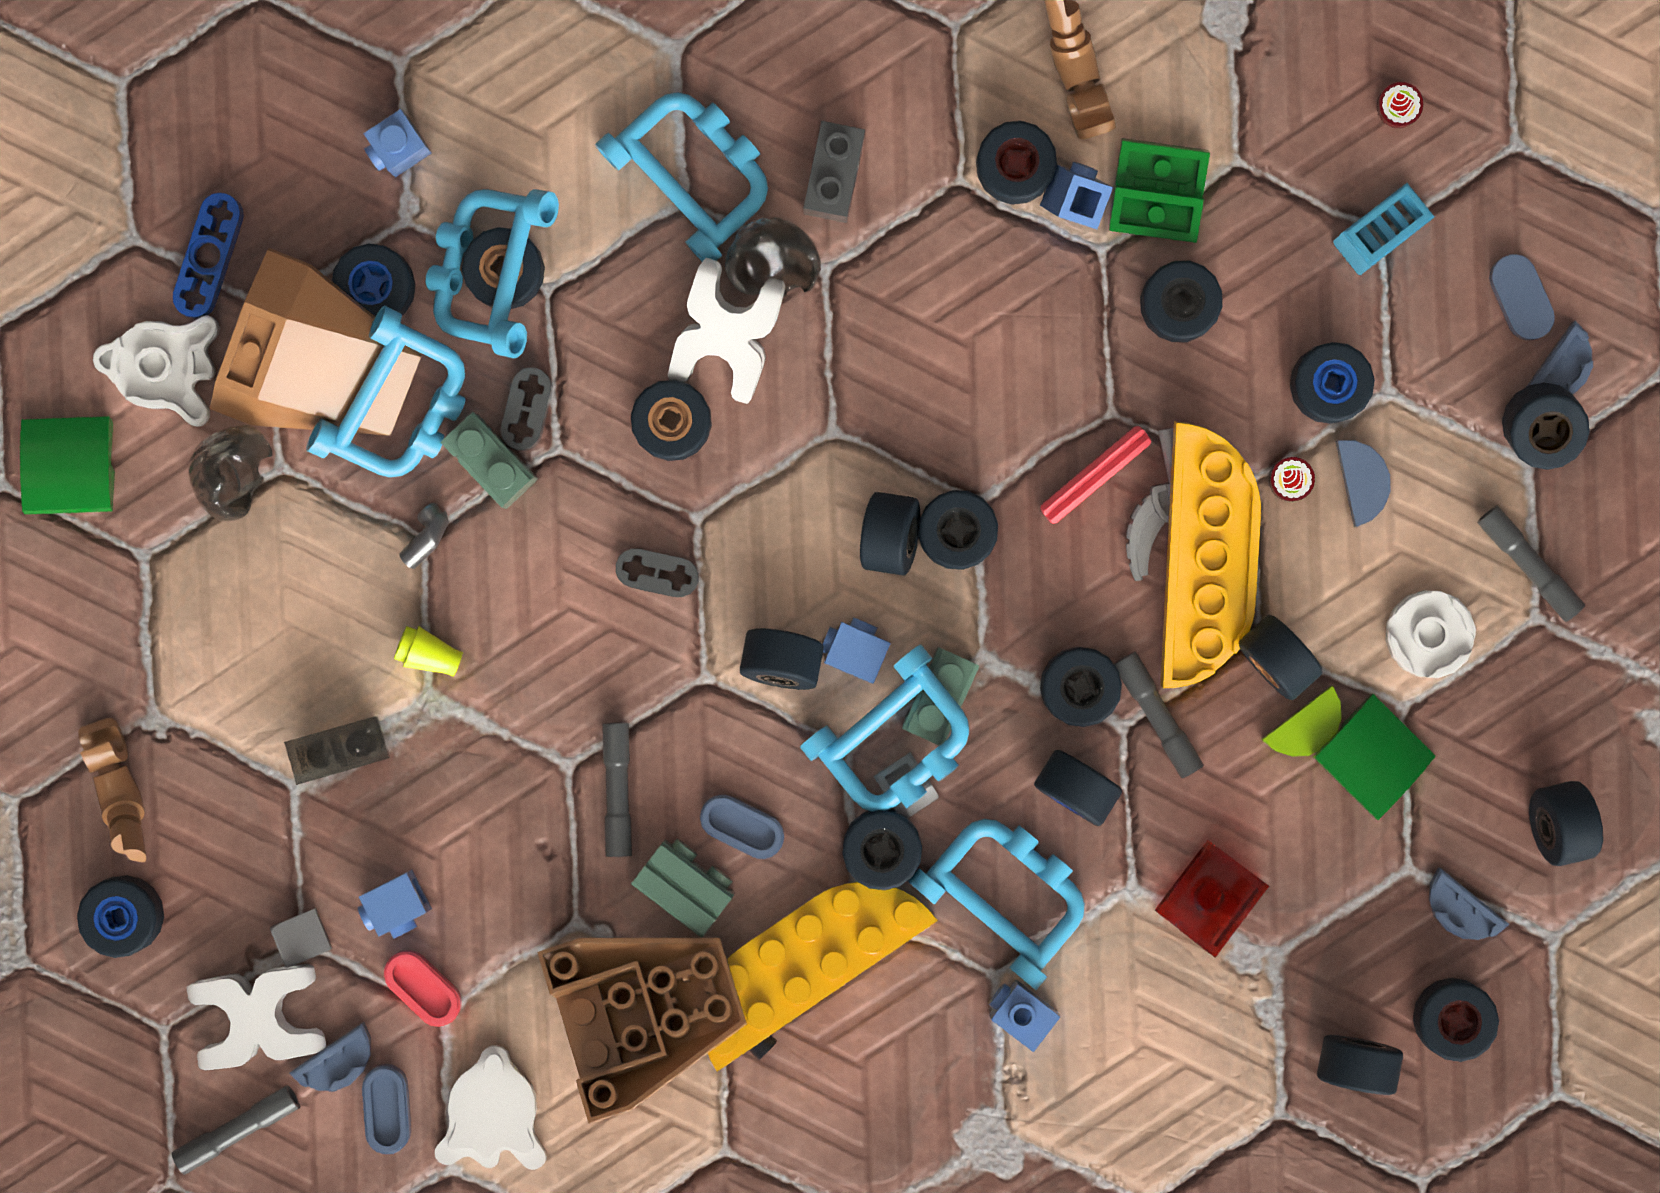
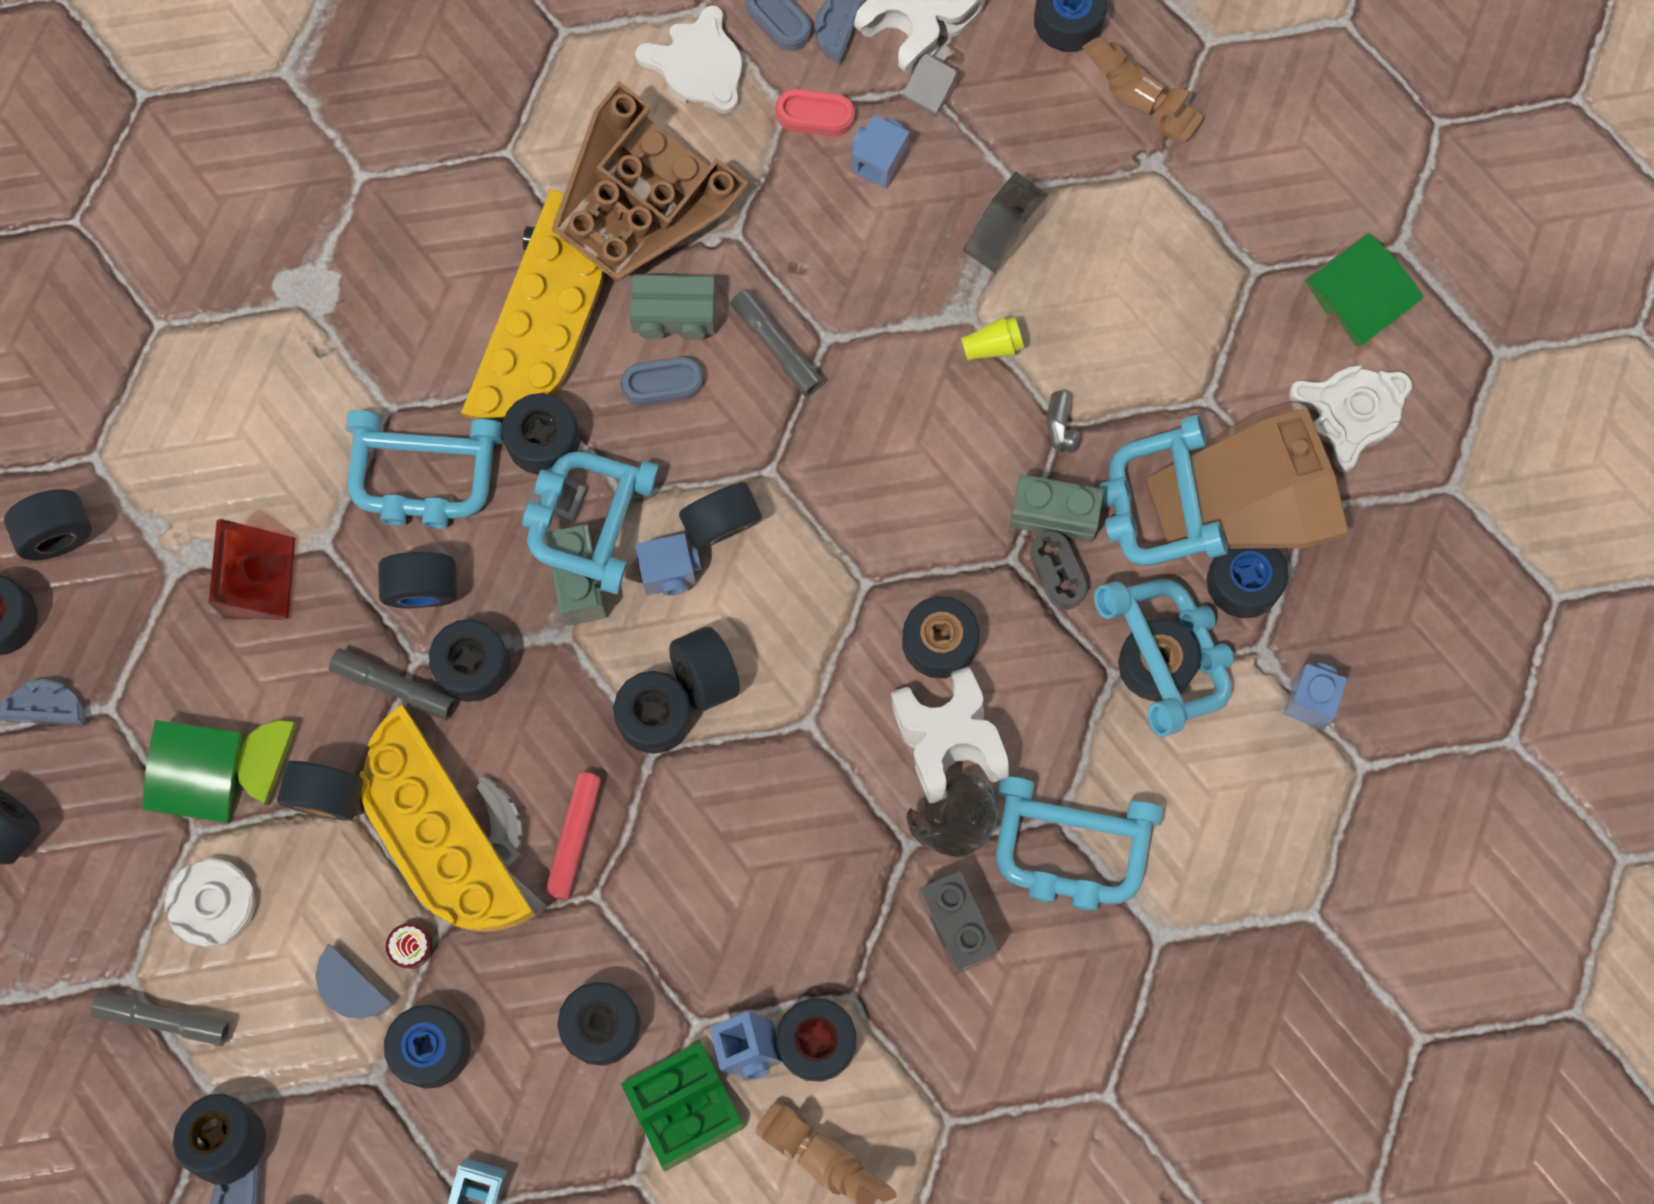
camera: 145 degrees right, 15 degrees down
(226, 471) = (1243, 361): clear smoke piece -> none
(228, 227) = (1410, 535): blue beam -> none
(657, 561) = (861, 510): dark grey beam -> none
(1022, 1014) = (344, 388): medium blue brick -> none

